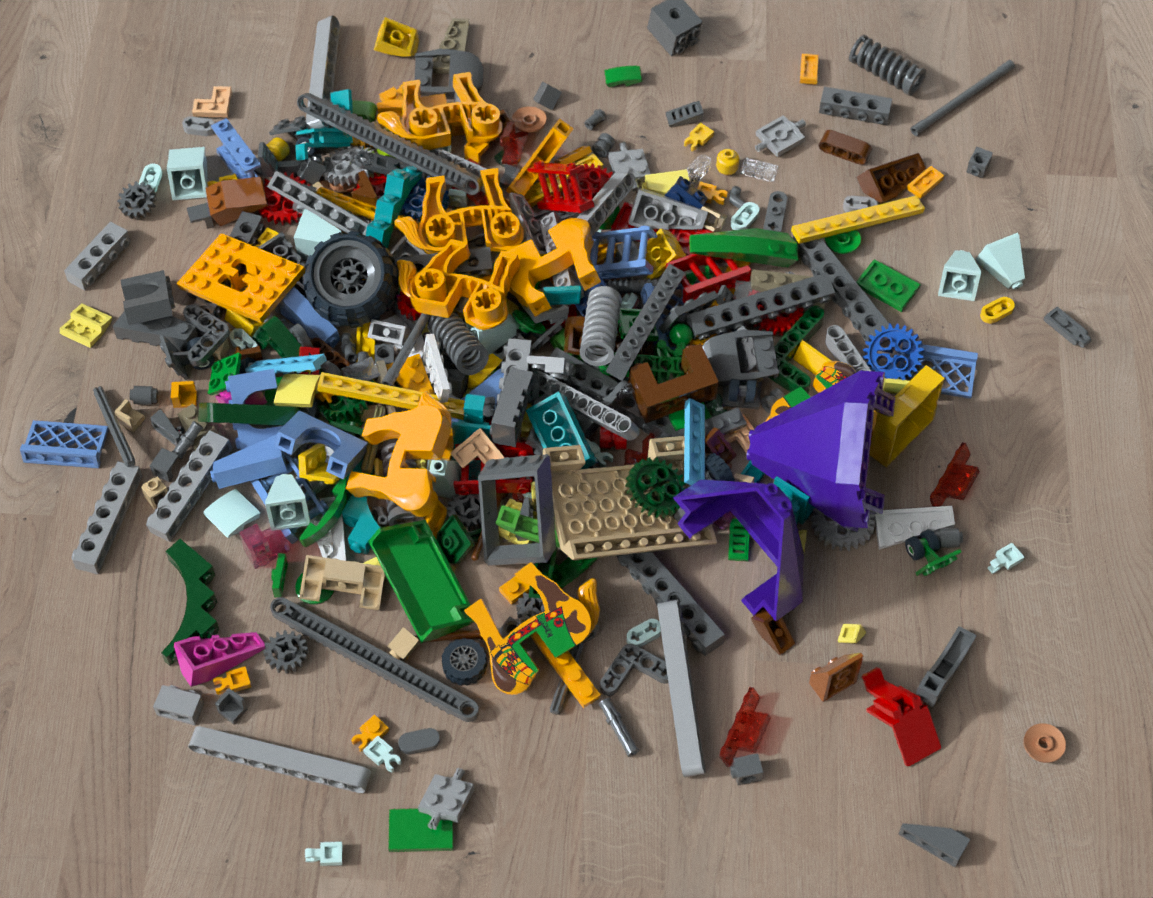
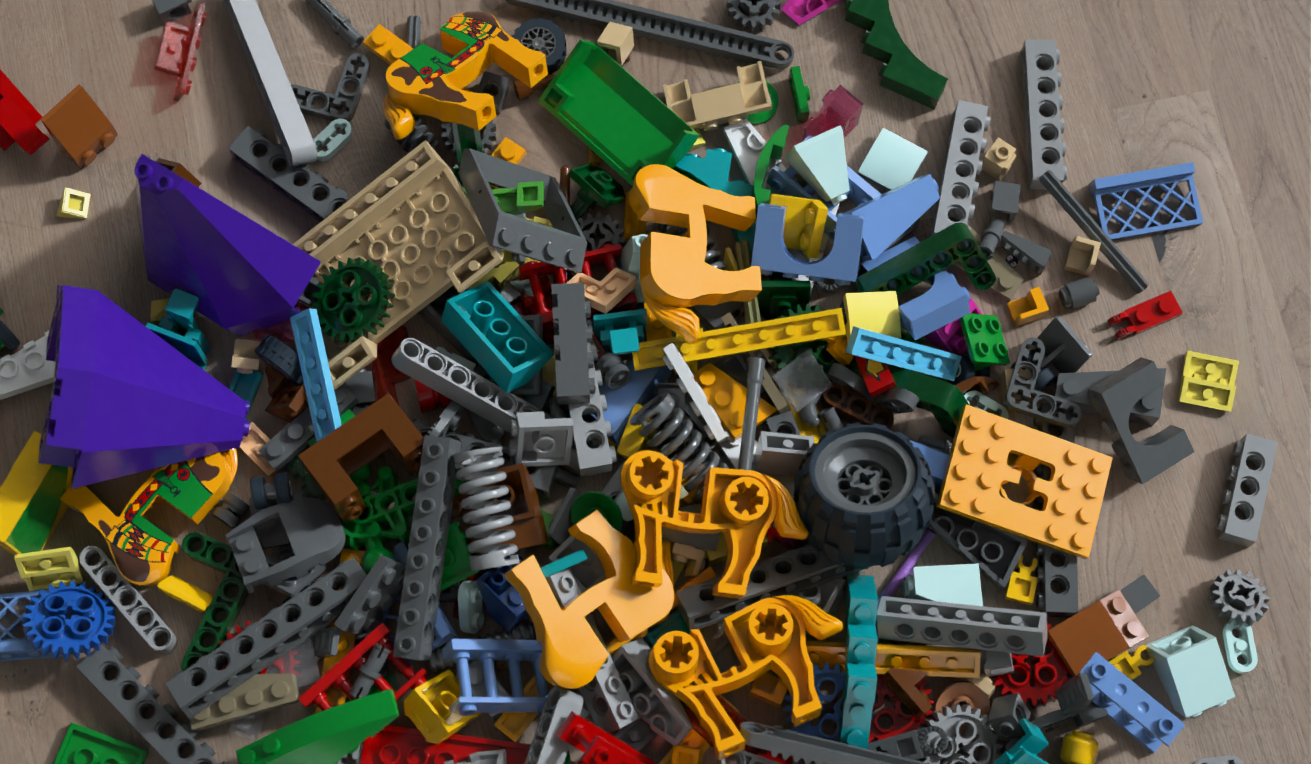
camera: 160 degrees right, 15 degrees up
(106, 373) = (1147, 315): none -> red hinge
(702, 270) = (370, 671): none -> dark grey pin

